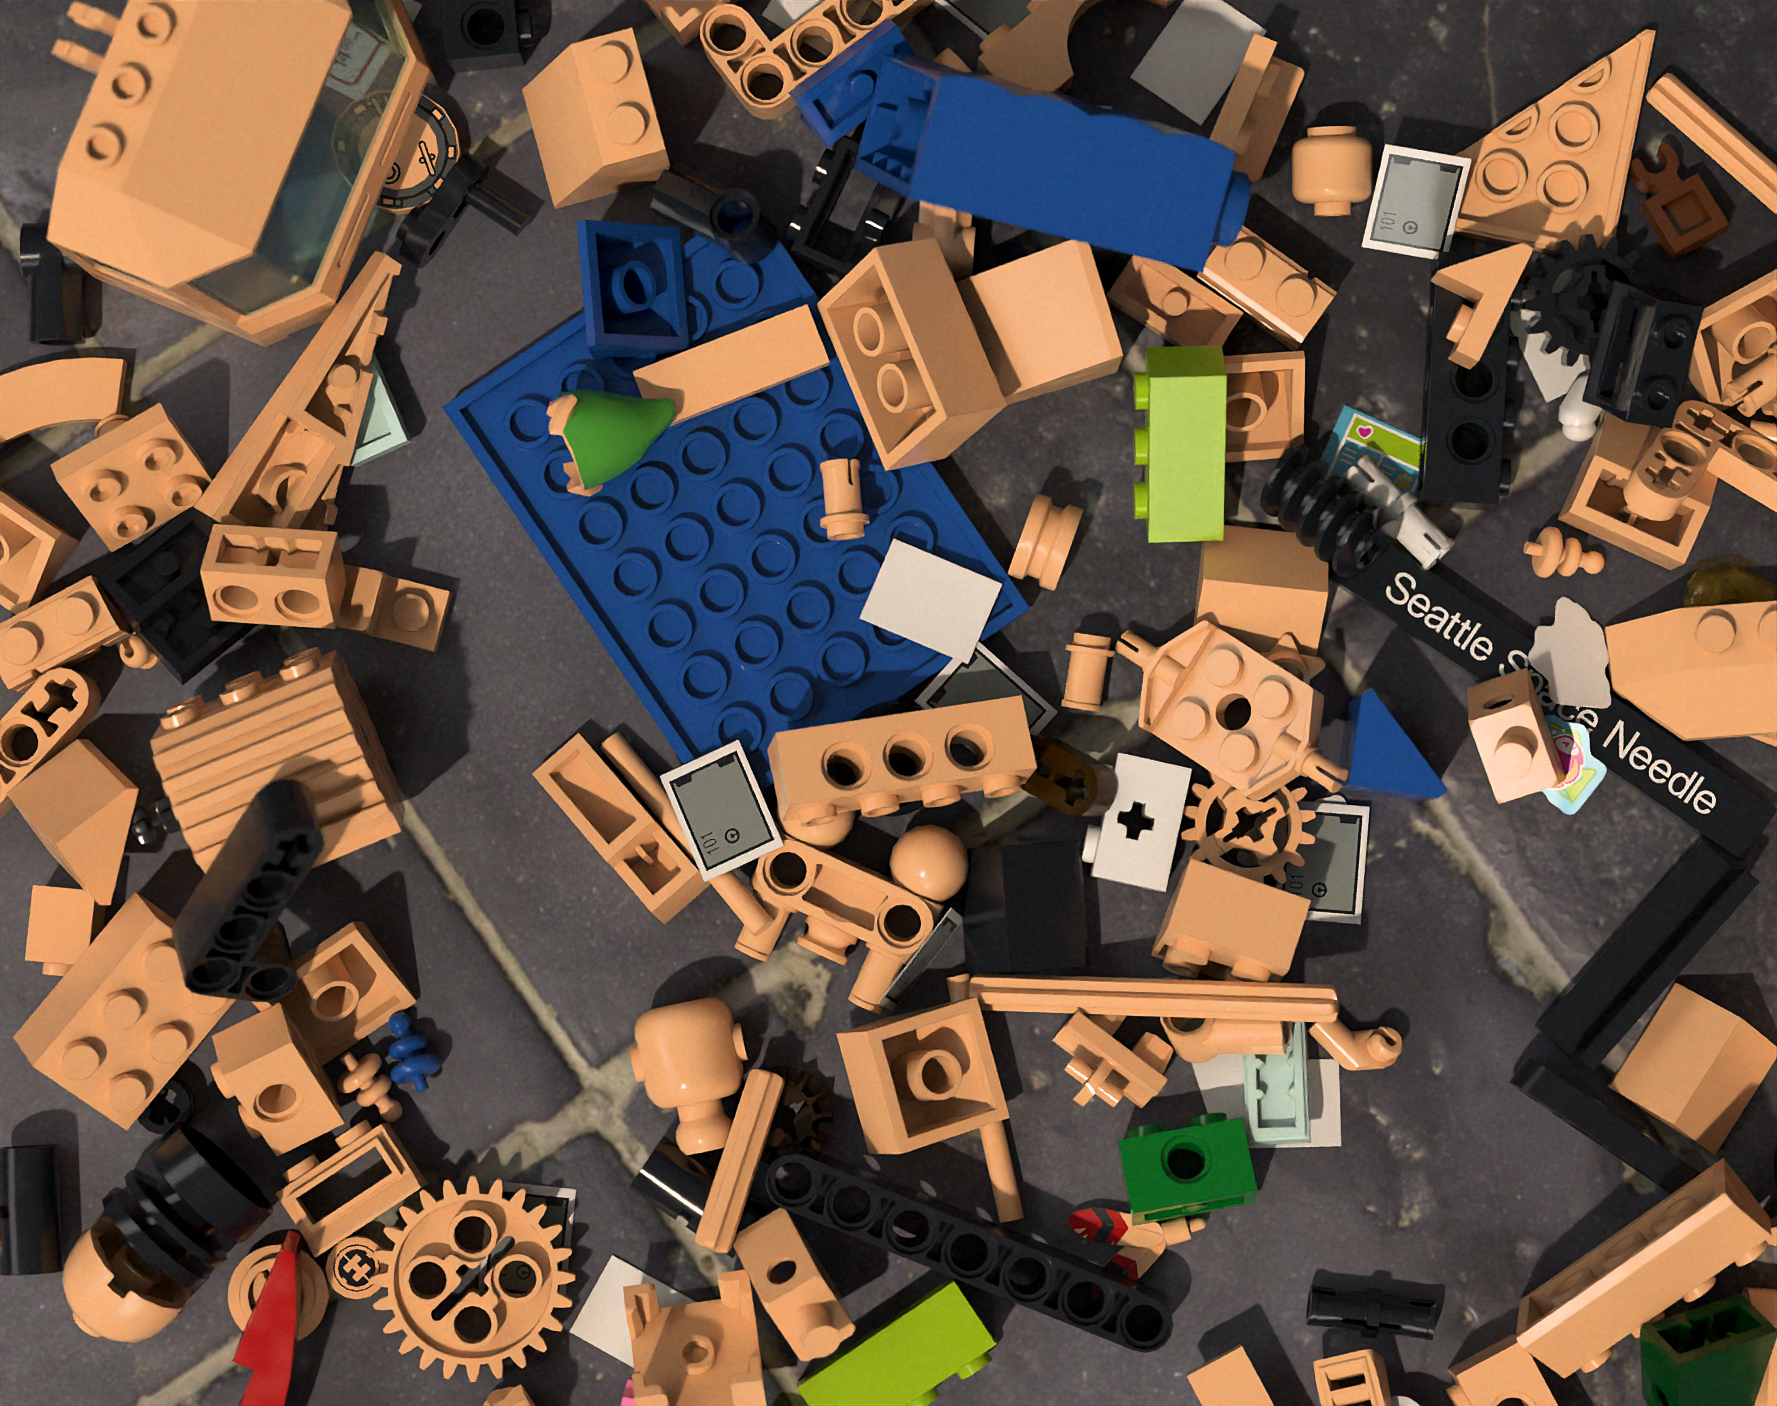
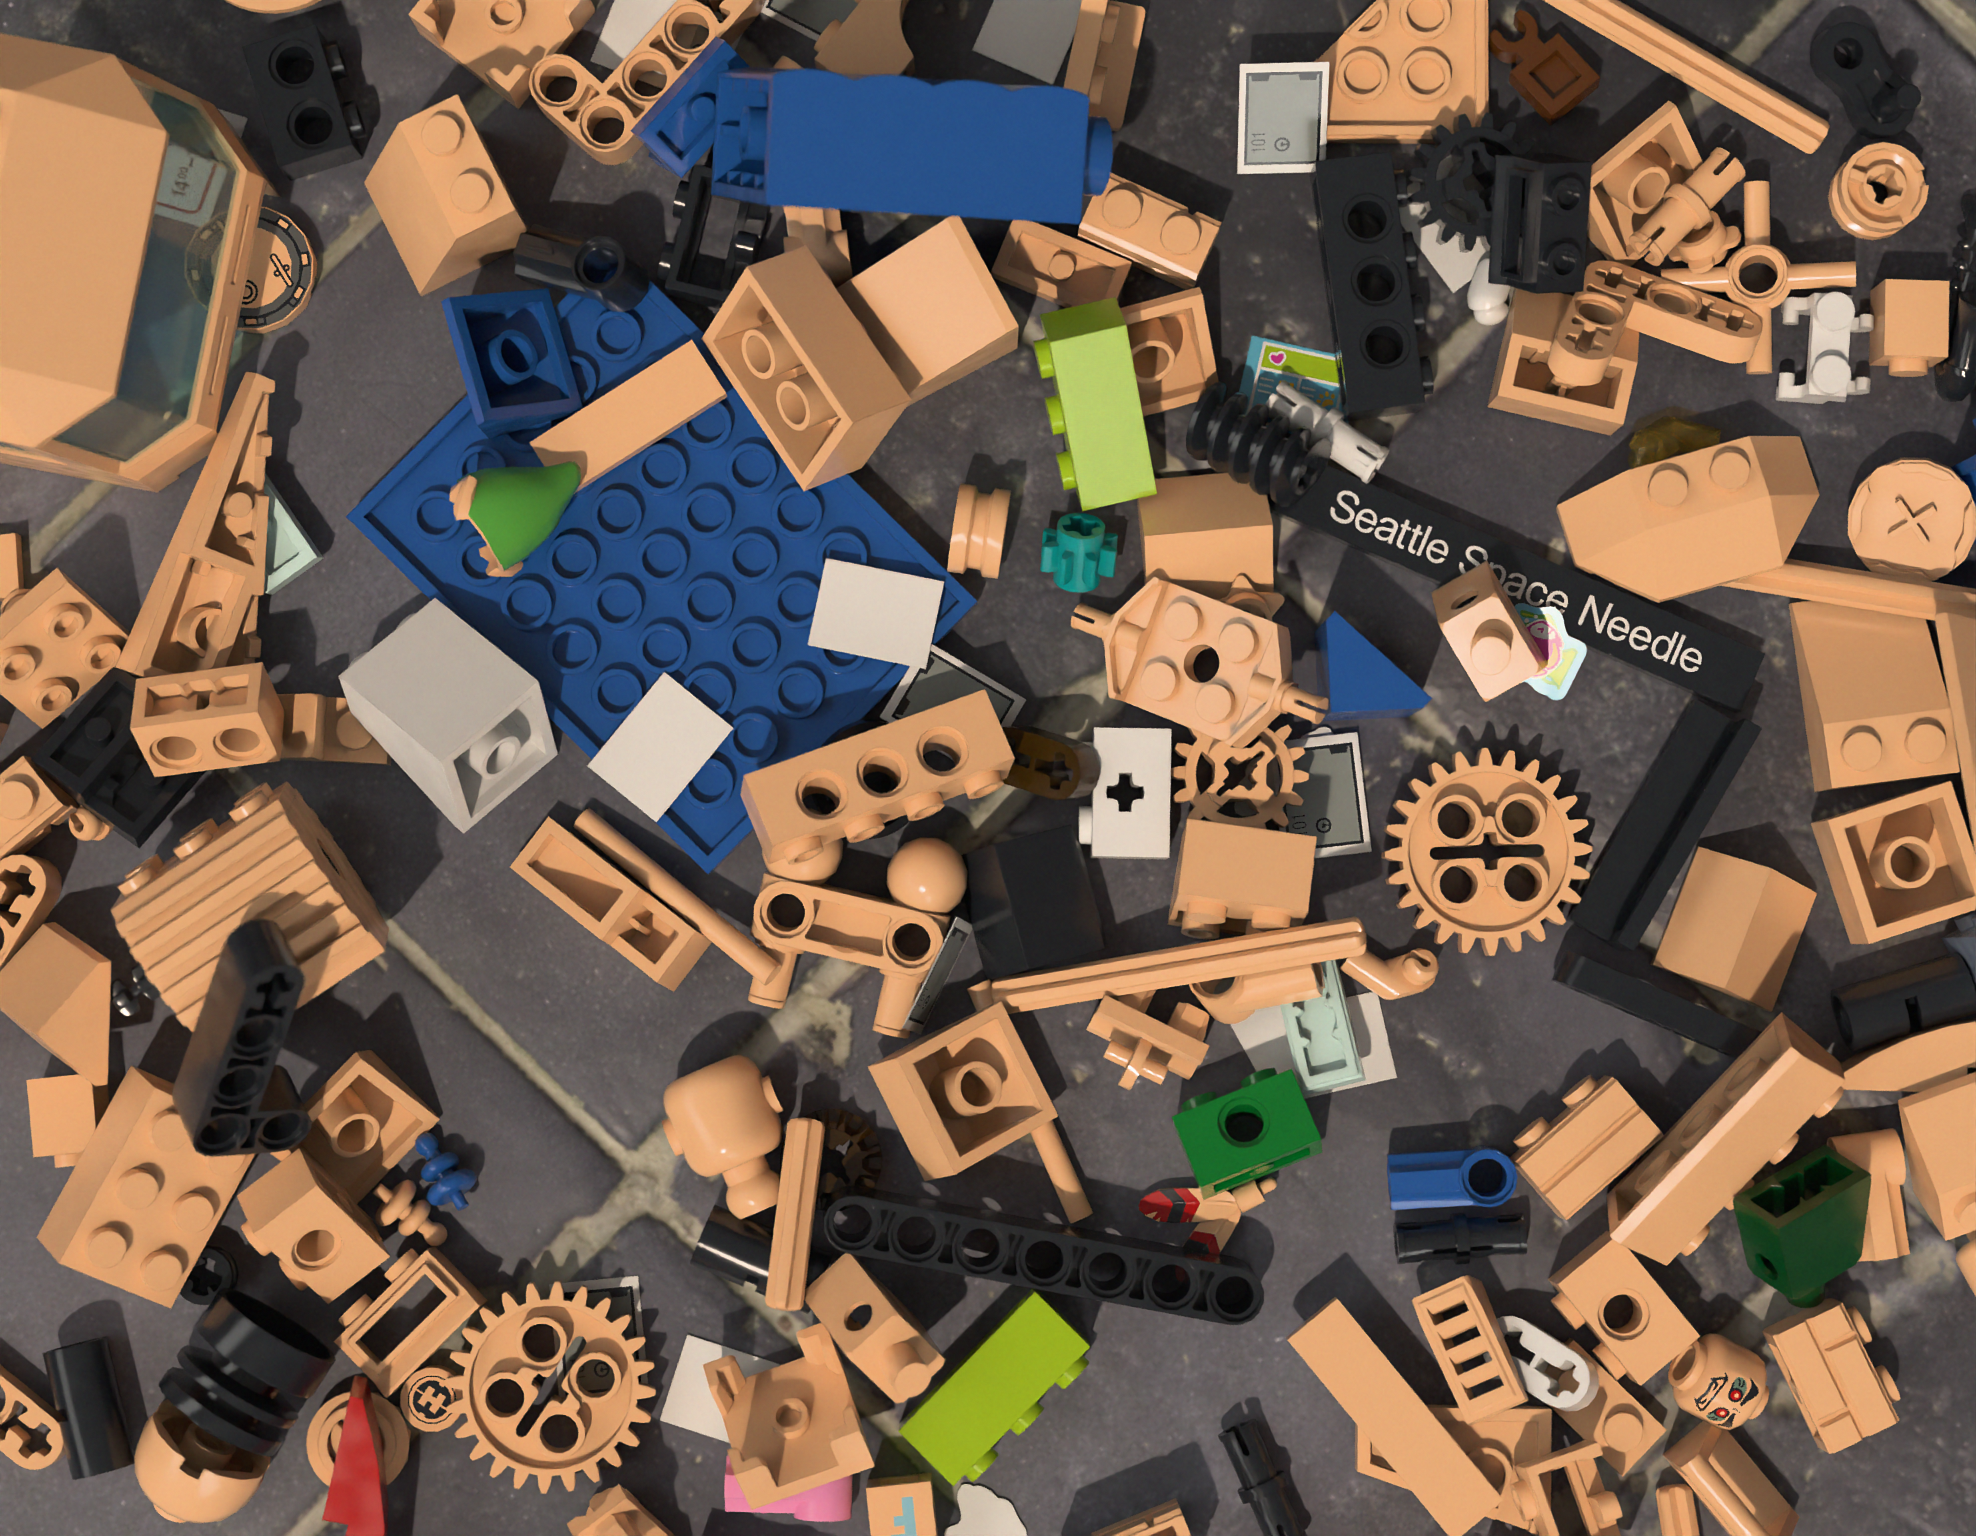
camera: 15 degrees left, 0 degrees up
(427, 229) = (295, 342): black piece -> none
(506, 615) = (451, 712): none -> white slope
(699, 687) = (660, 747): none -> white sticker
(721, 811) = (707, 866): sticker -> none
(826, 940) = (839, 975): light nougat bush -> none
(842, 500) = (767, 529): light nougat pin -> none
(1086, 671) = (1046, 653): light nougat pin -> none
(1136, 581) = (1078, 552): none -> teal gear
(1332, 169) = (1192, 101): light nougat head -> none
(1366, 1252) = (1442, 1180): none -> blue piece
(1479, 891) = (1488, 909): none -> light nougat gear
(1488, 284) = (1370, 183): light nougat slope -> none
(1508, 1246) = (1584, 1144): none -> light nougat brick
(1566, 556) = (1488, 441): light nougat hair -> none
(1572, 657) = (1530, 542): white sticker -> none

